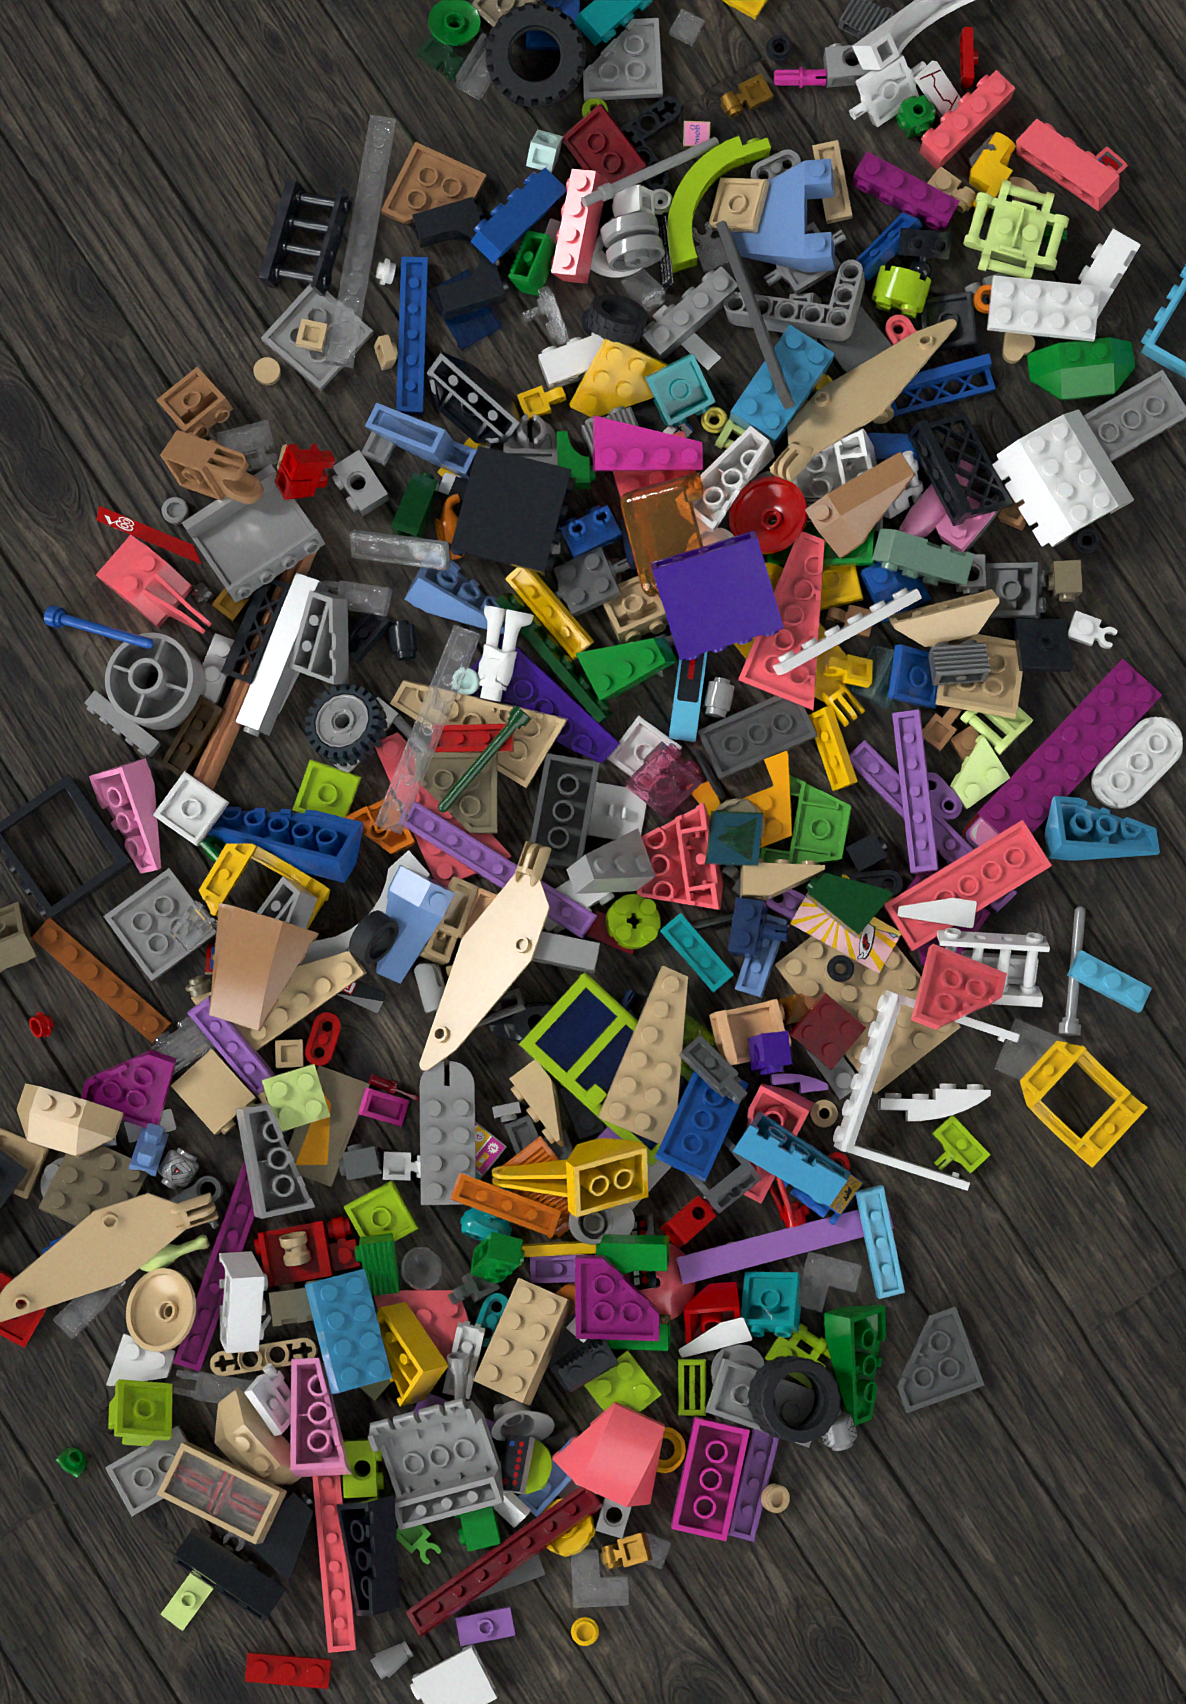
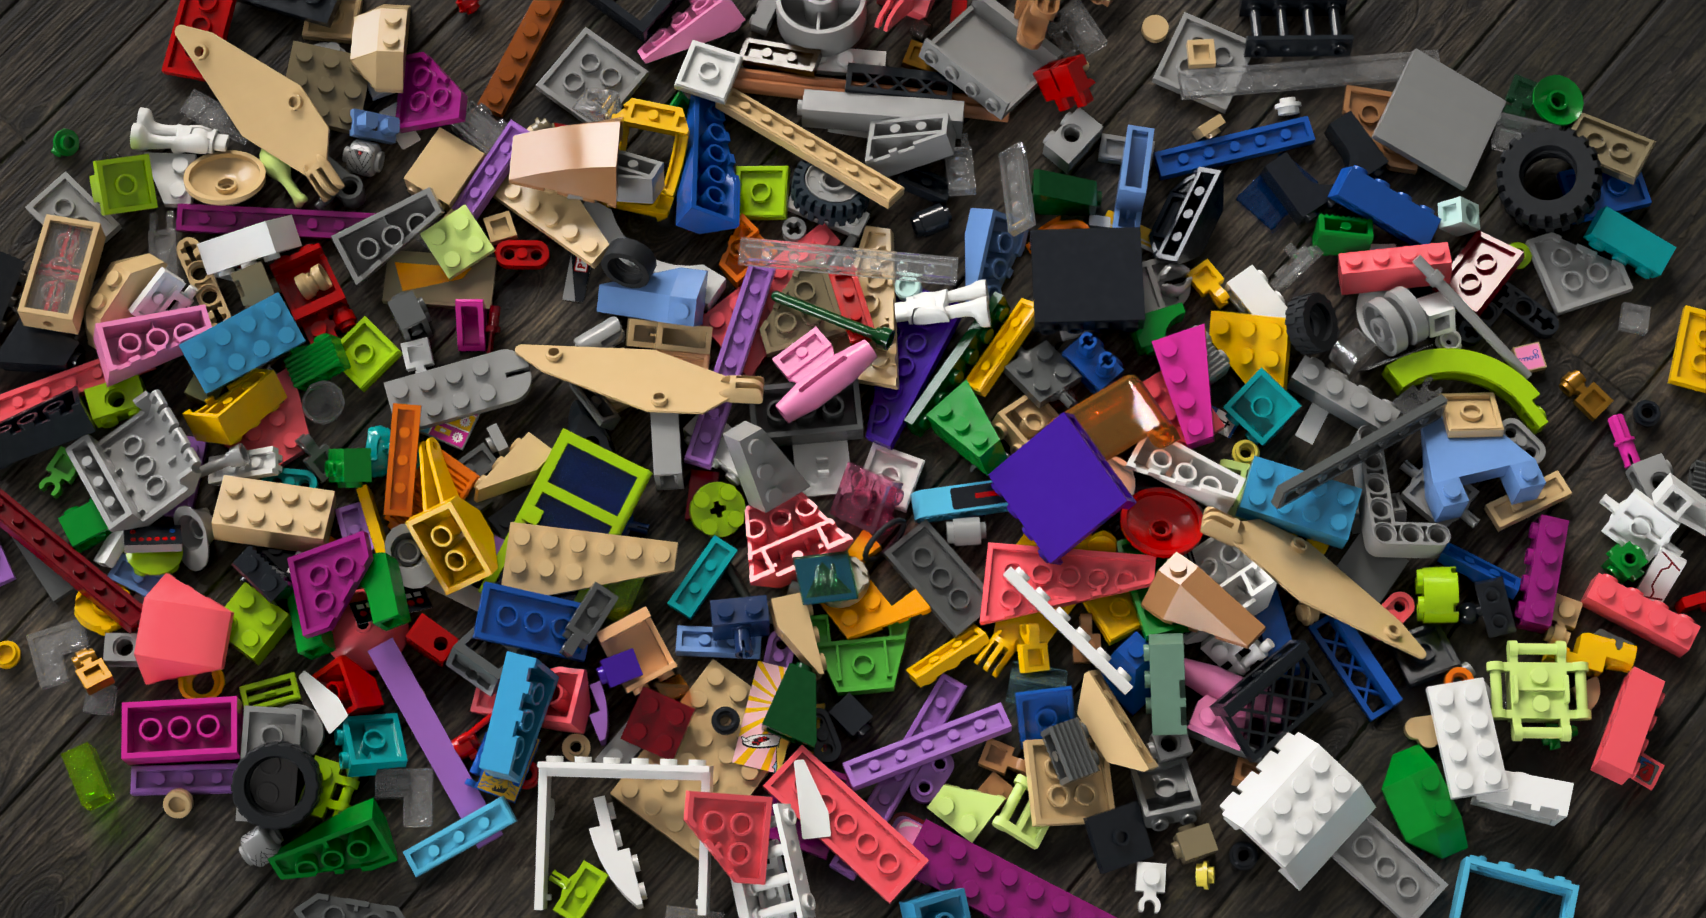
camera: 70 degrees right, 10 degrees down
(105, 1336) = (180, 138): none -> white piece
(301, 731) = (811, 148): none -> tan tile
(364, 772) = (793, 222): none -> light grey bush
(442, 137) = (1439, 119): none -> light grey tile
(535, 788) = (818, 372): none -> bright pink plate
(728, 1577) = (88, 776): none -> clear neon green brick
(1095, 579) = (1205, 875): none -> light yellow plate

